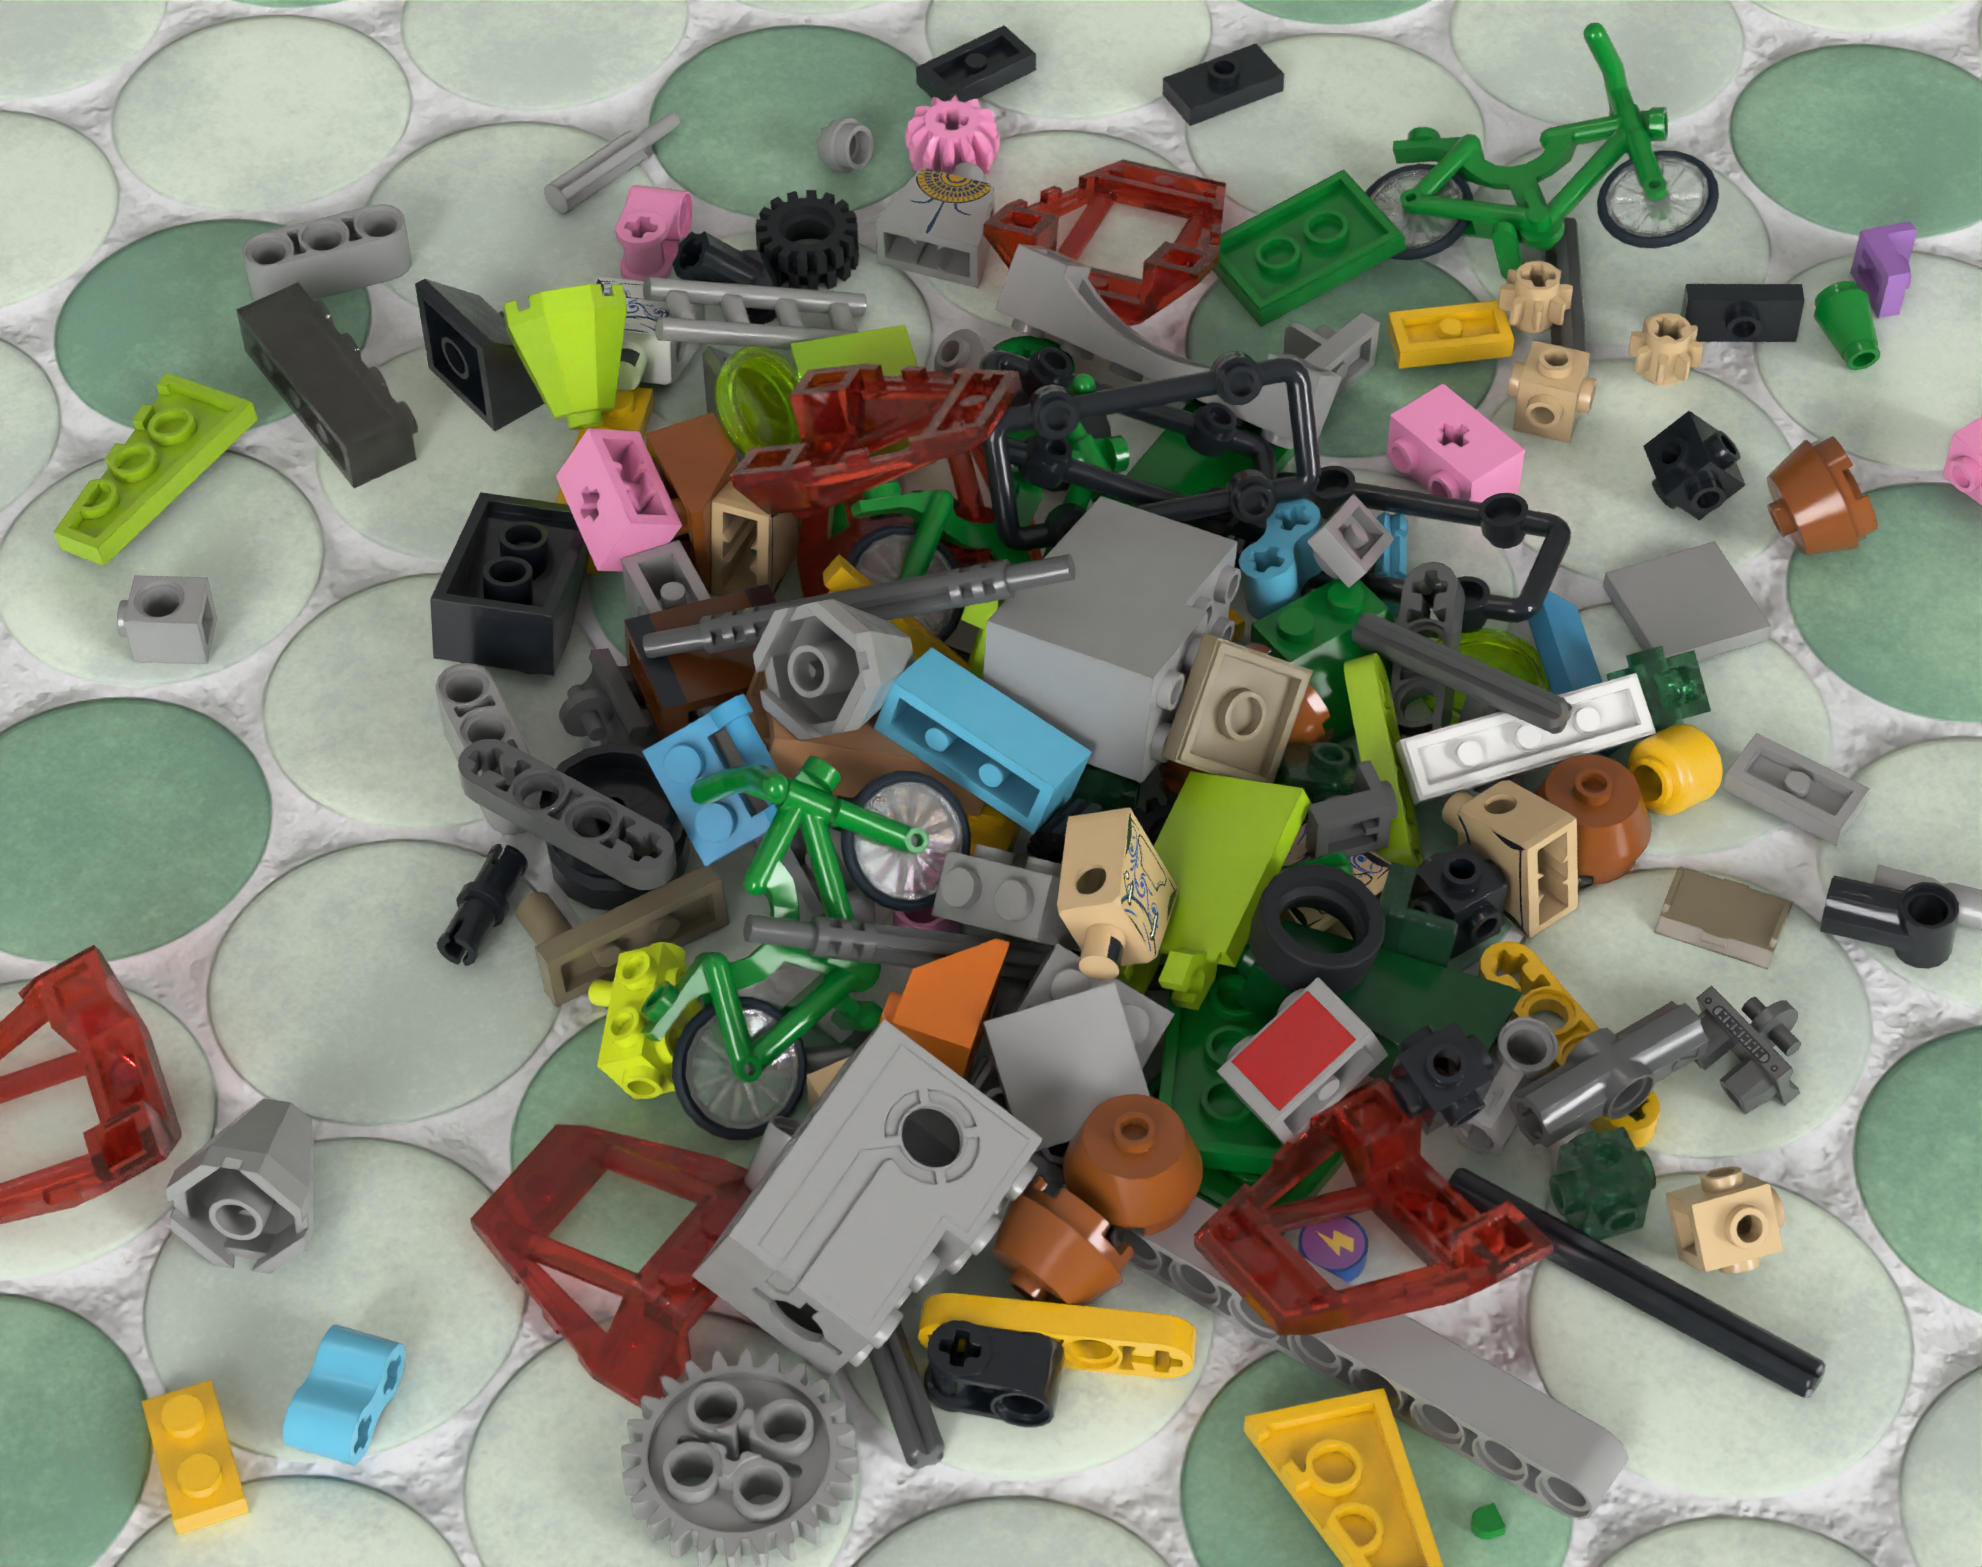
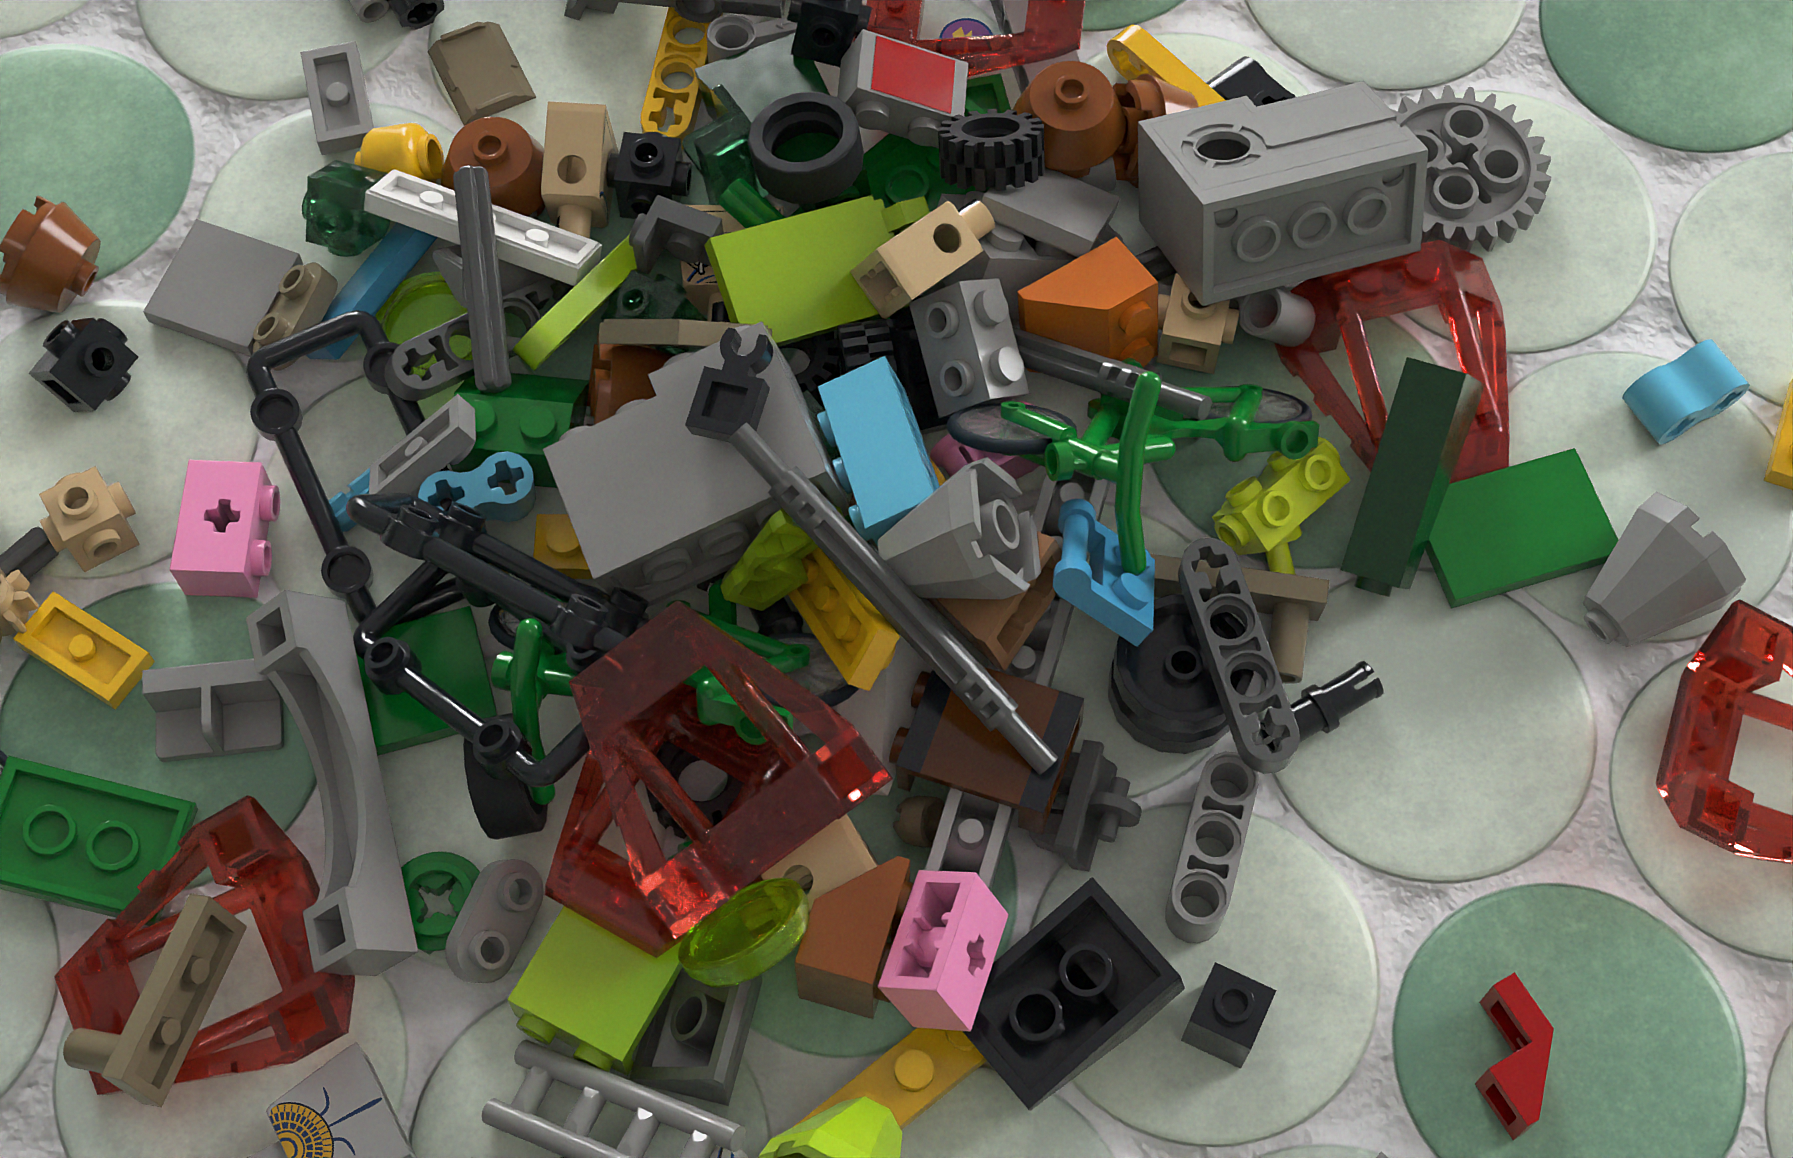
camera: 140 degrees left, 15 degrees up
(133, 763) = (1517, 1082): none -> red slope
(383, 650) = (1228, 1015): none -> black brick
(425, 1171) = (1518, 528): none -> green tile
(546, 1100) = (1410, 474): none -> dark green slope
(1112, 177) = (169, 1009): none -> dark tan piece
(1113, 602) = (731, 395): none -> black plate
(1189, 1030) = (991, 150): none -> black tyre
(1598, 612) = (301, 304): none -> dark tan plate

